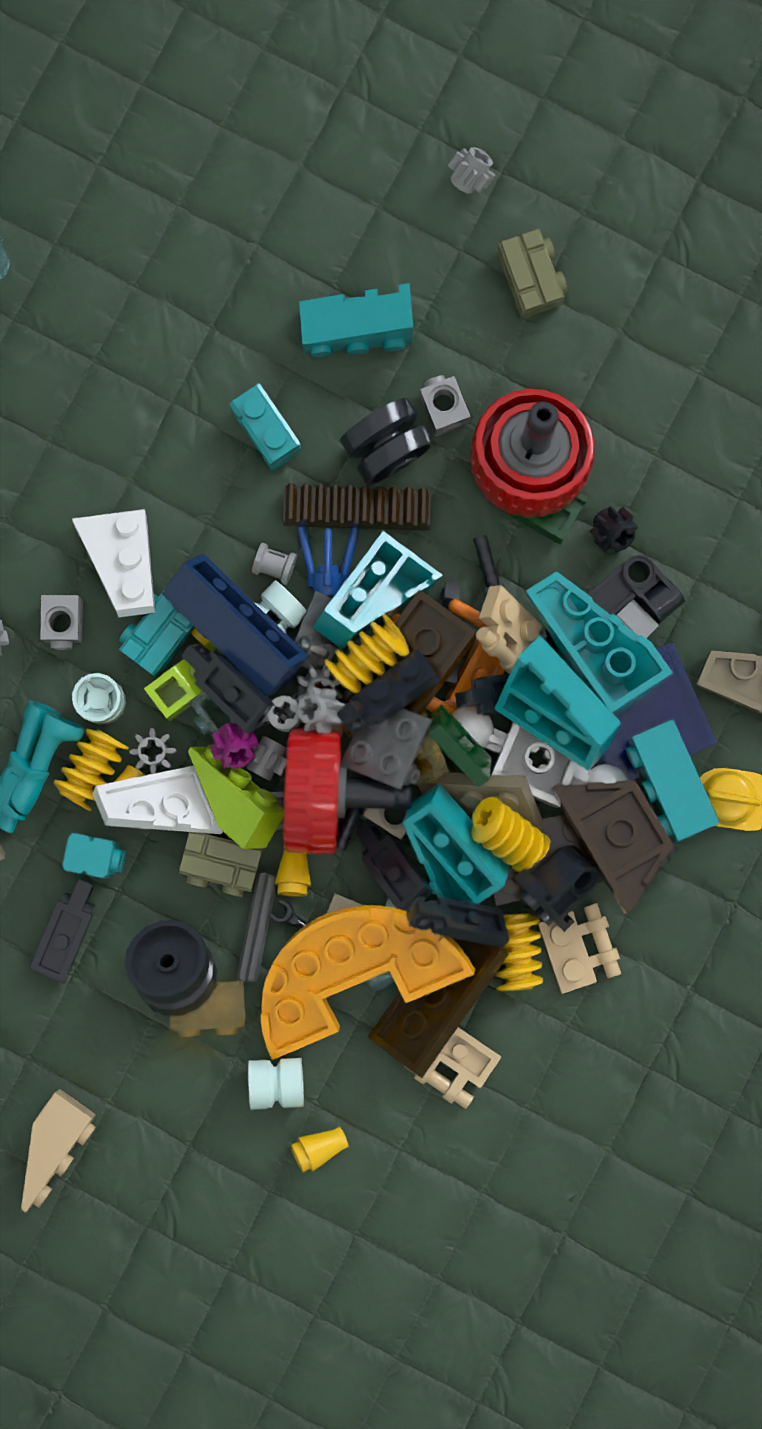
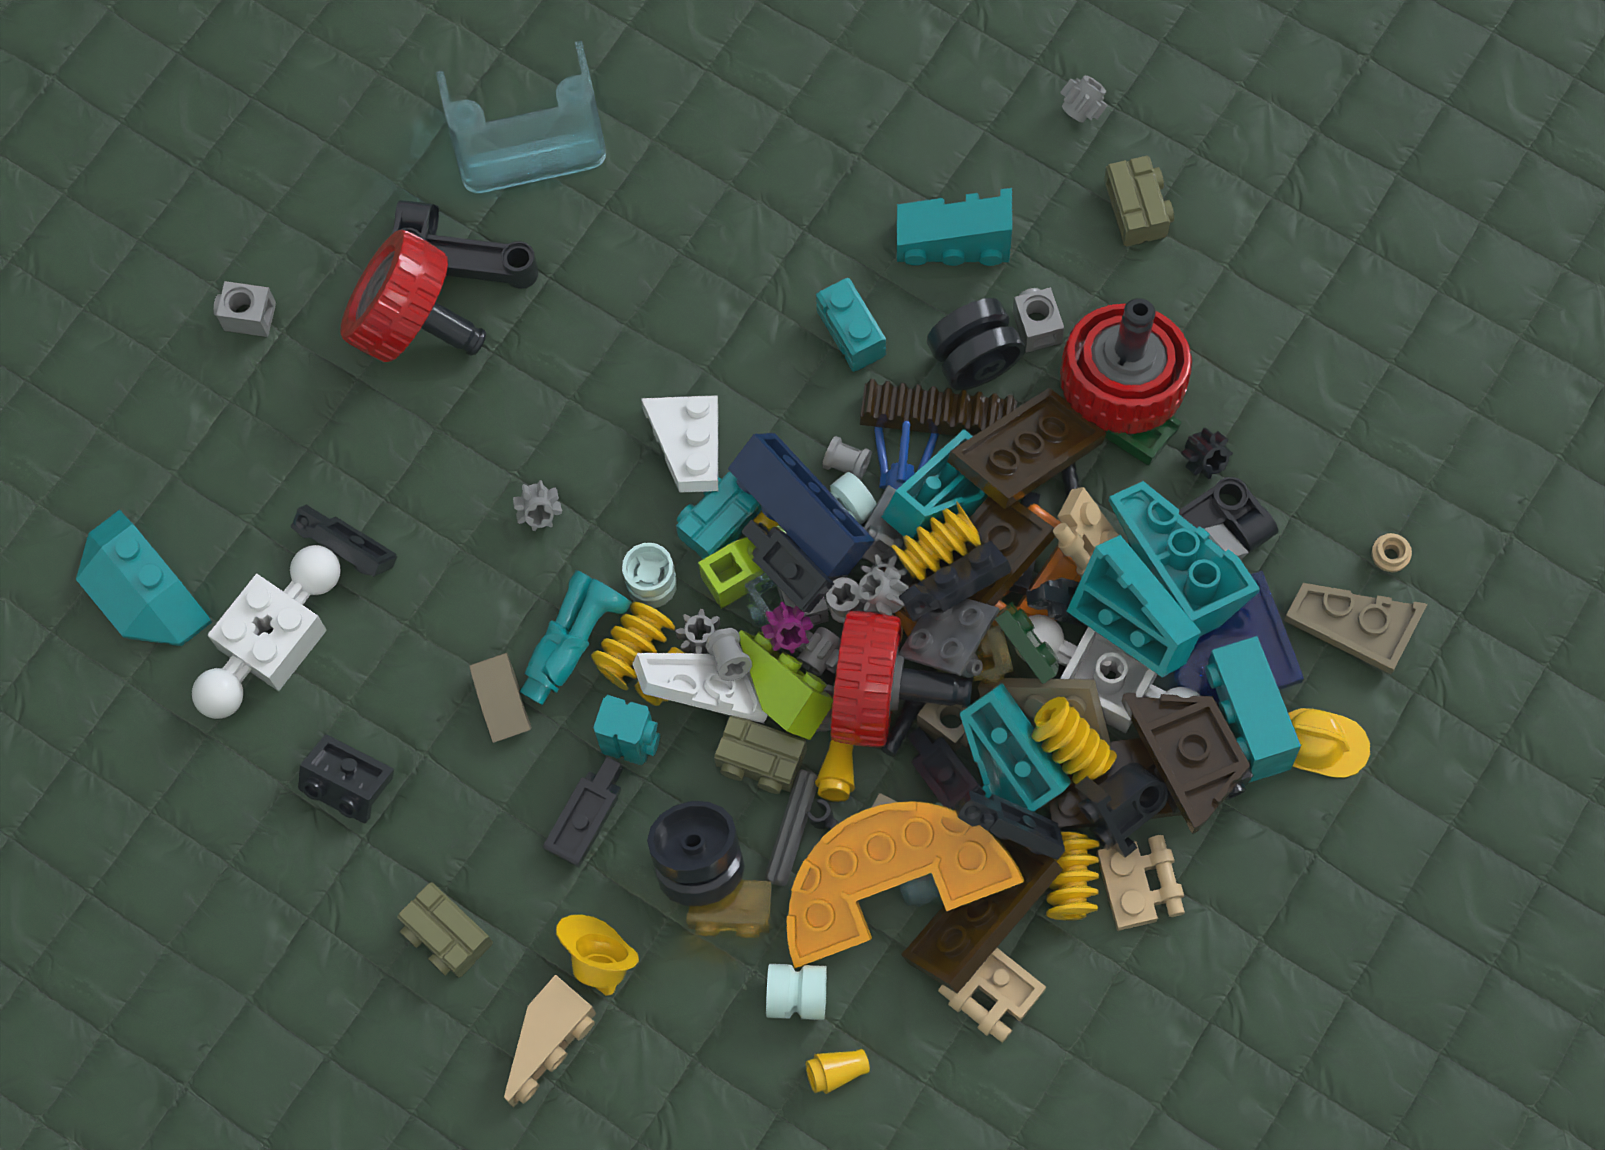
camera: 15 degrees right, 15 degrees down
(56, 605) = (615, 481): light grey brick -> none
(89, 1061) = (596, 951): none -> yellow piece
(181, 774) = (729, 656): none -> light grey bush
(443, 546) = (1026, 448): none -> dark brown plate

